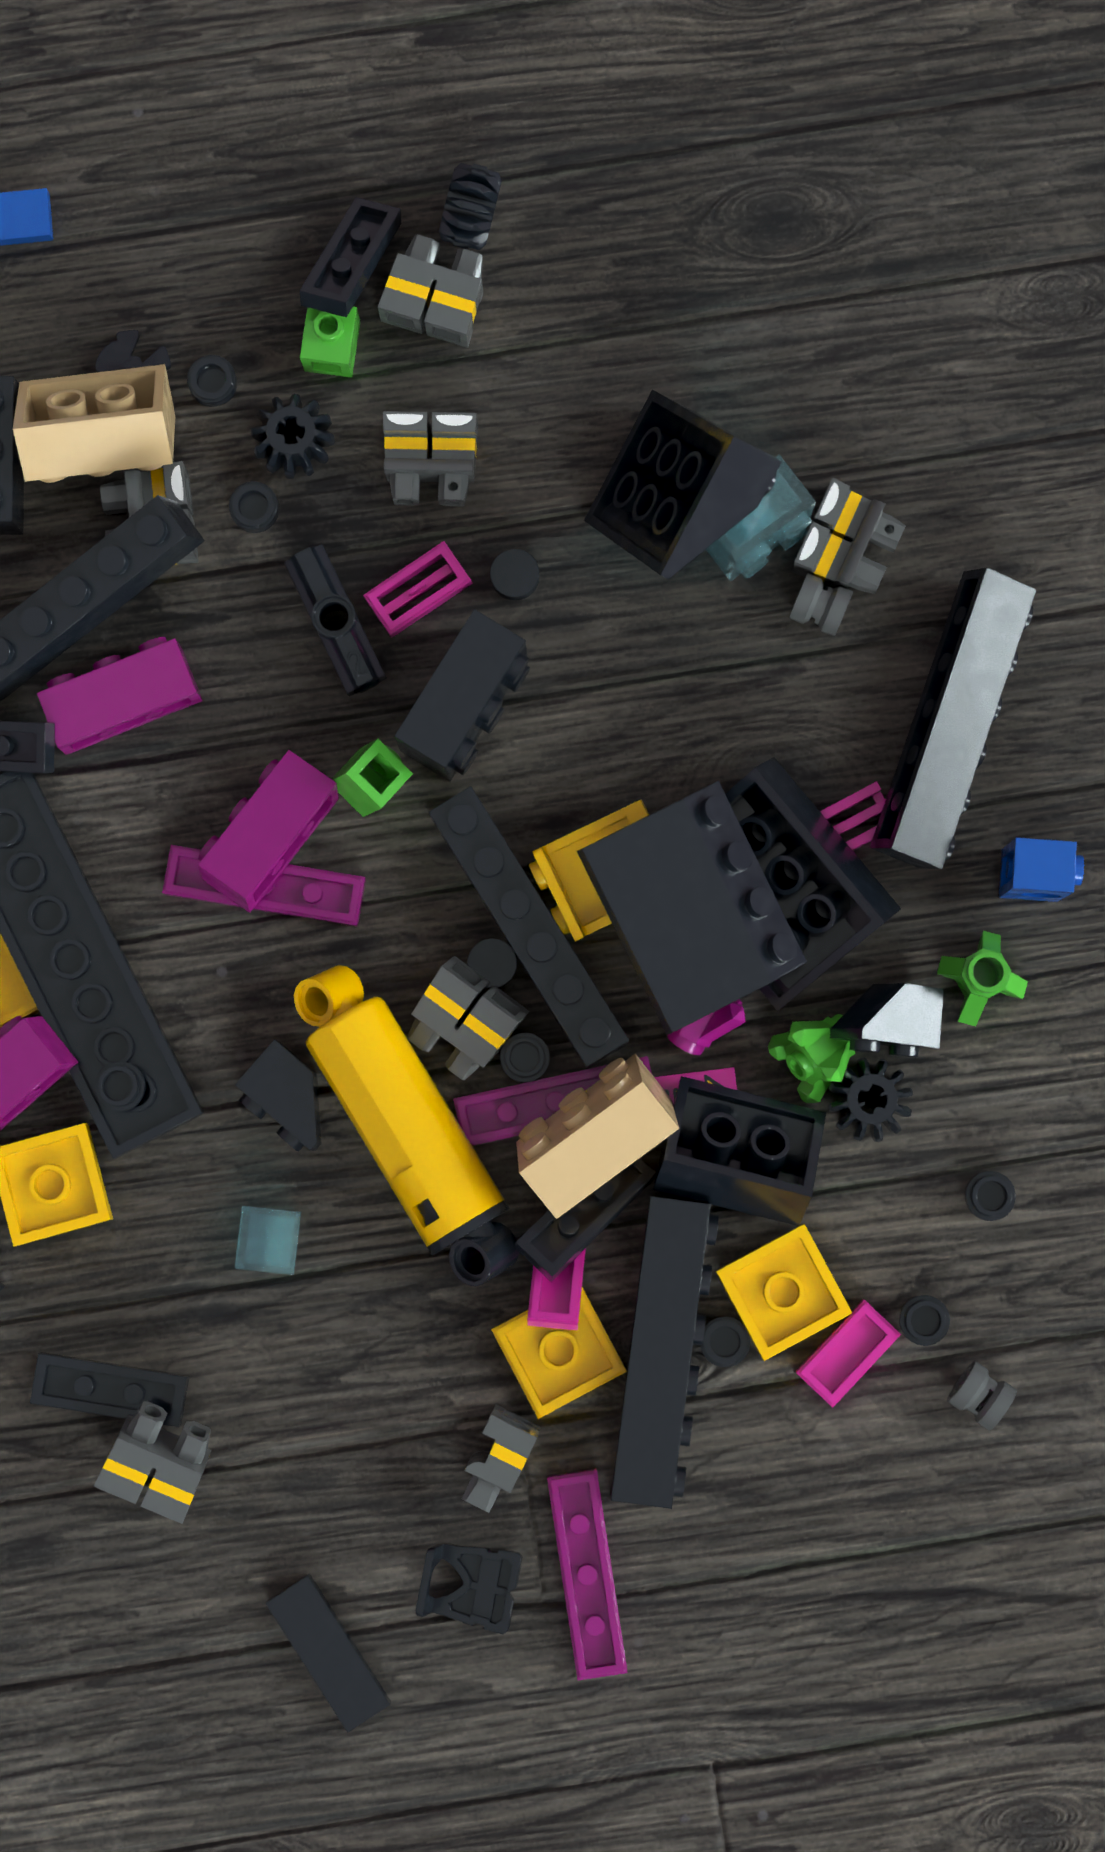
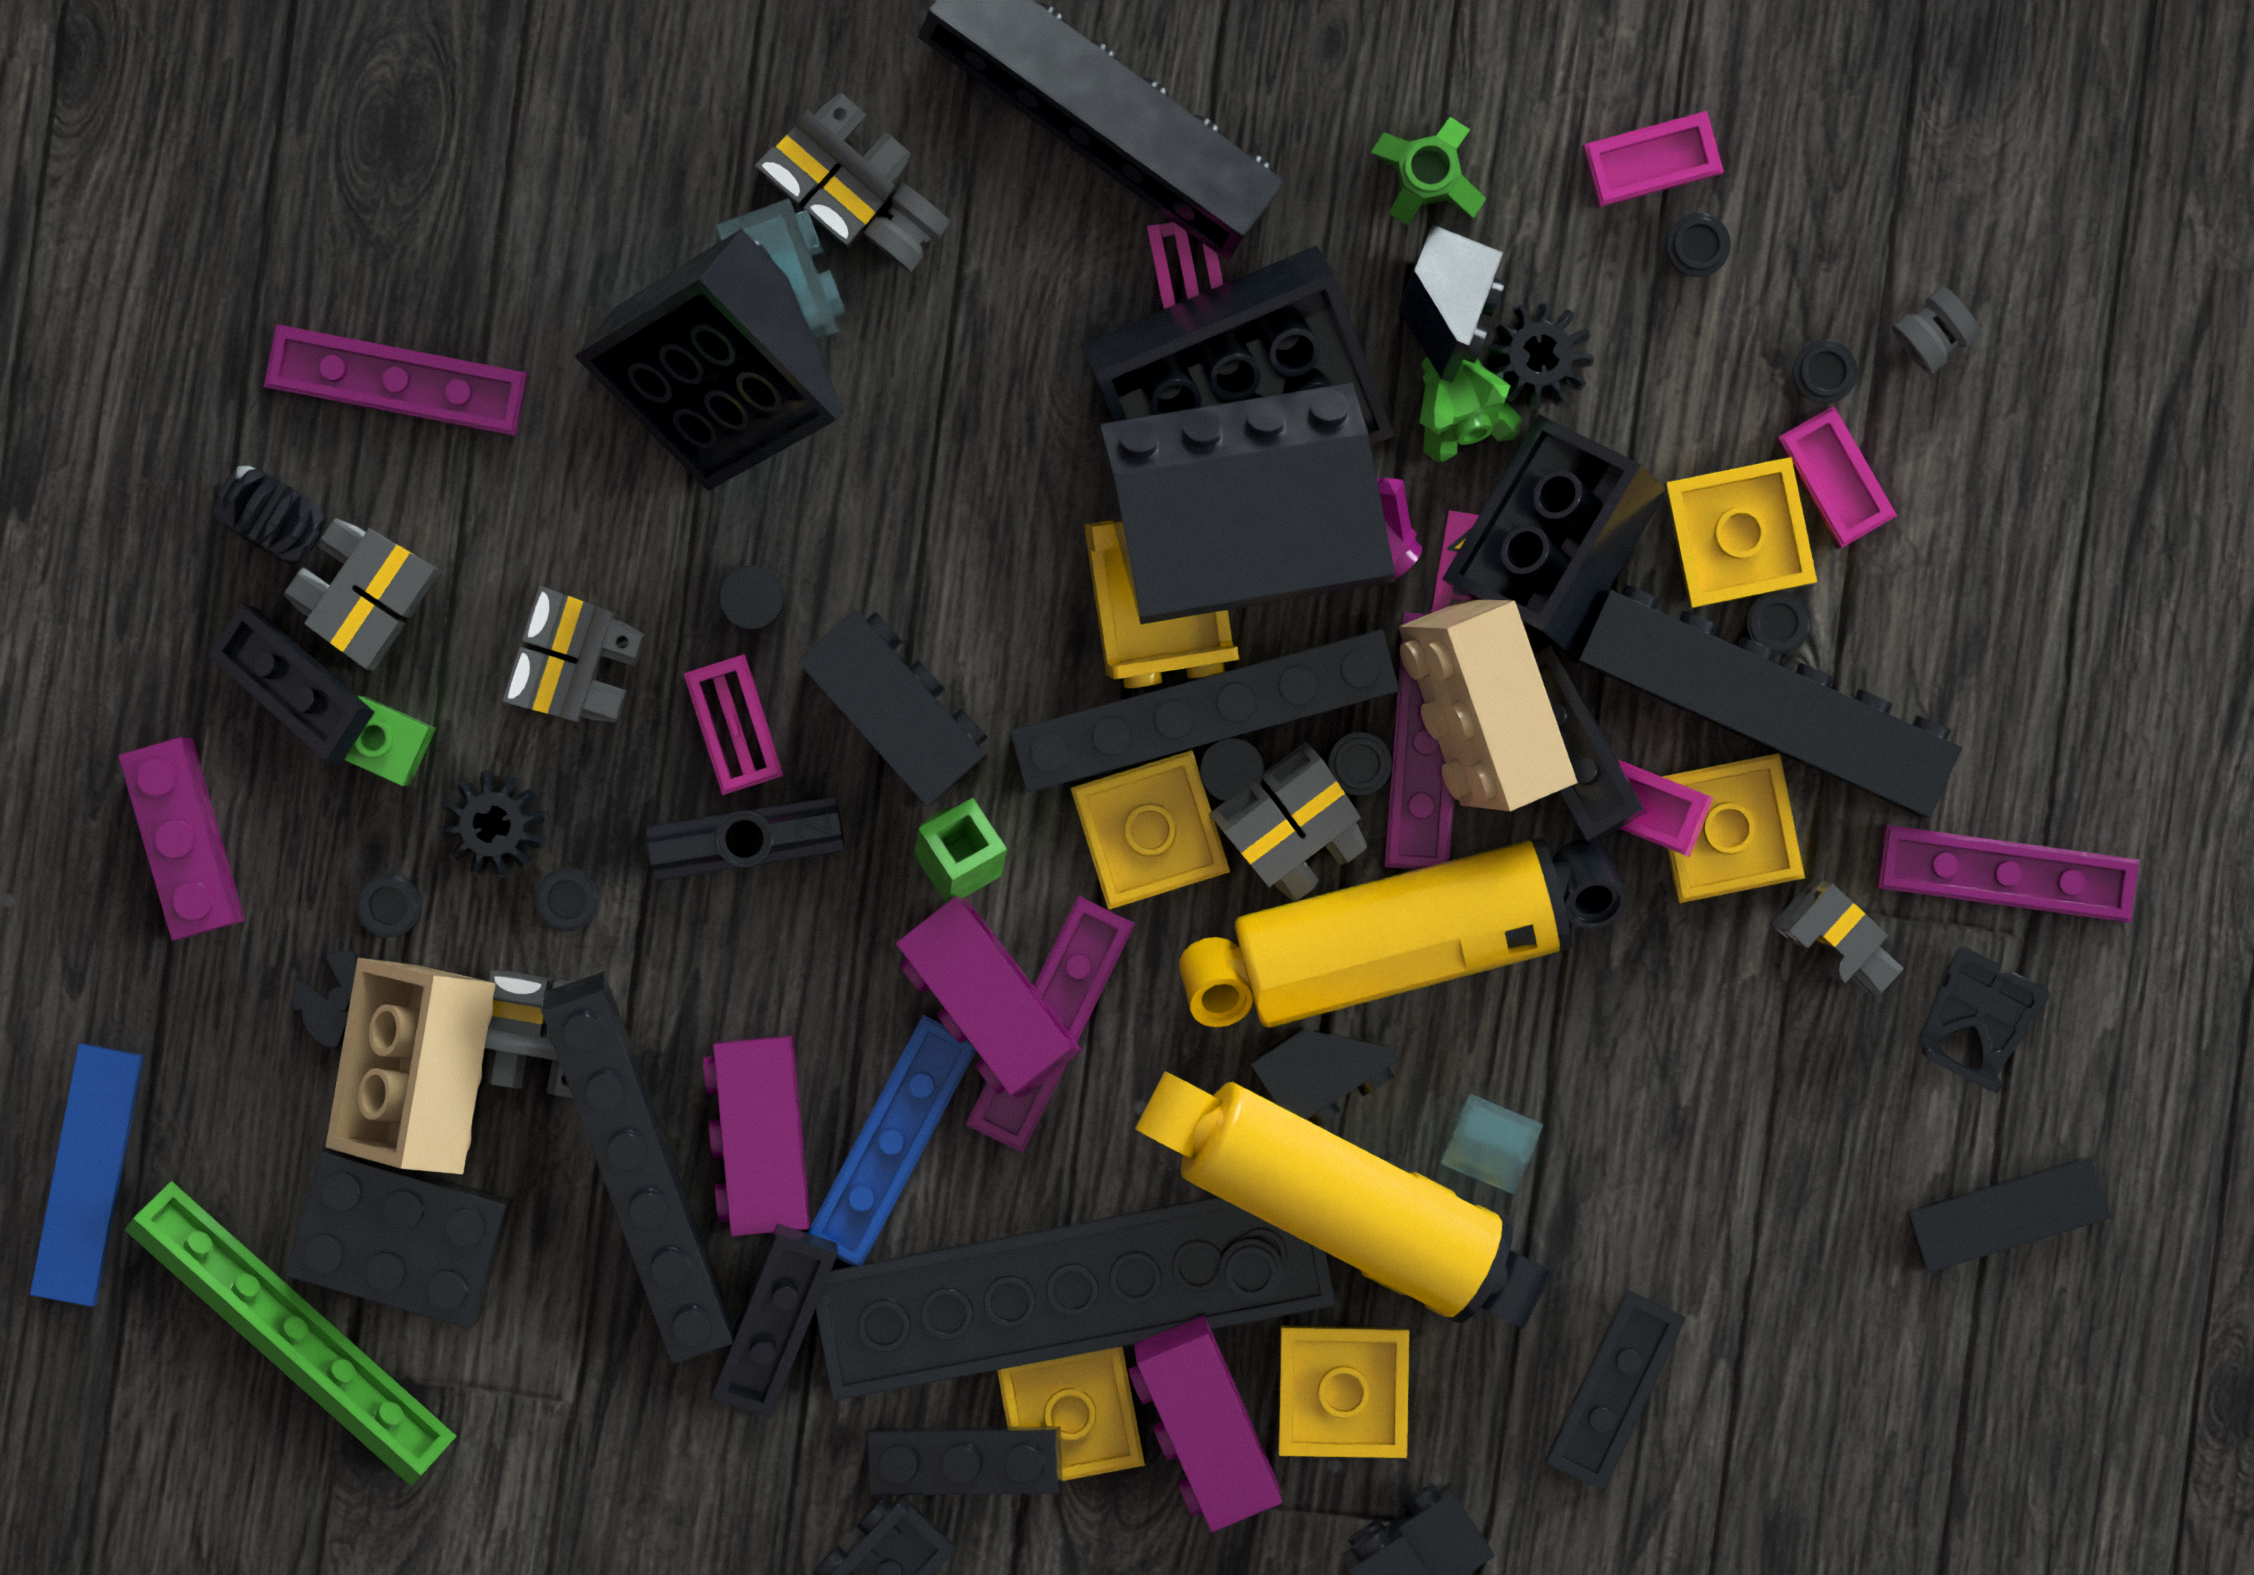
camera: 75 degrees left, 5 degrees up
(141, 794) = (892, 1140): none -> blue tile
(146, 1446) = (1720, 1348): dark grey hips -> none
(190, 1139) = (1346, 1201): none -> yellow piece
(216, 215) = (181, 838): none -> magenta brick
(429, 916) = (1150, 830): none -> yellow tile
(596, 274) = (396, 380): none -> magenta tile
(1040, 869) = (1322, 61): blue brick -> none
(1043, 1143) = (1652, 159): none -> dark pink tile

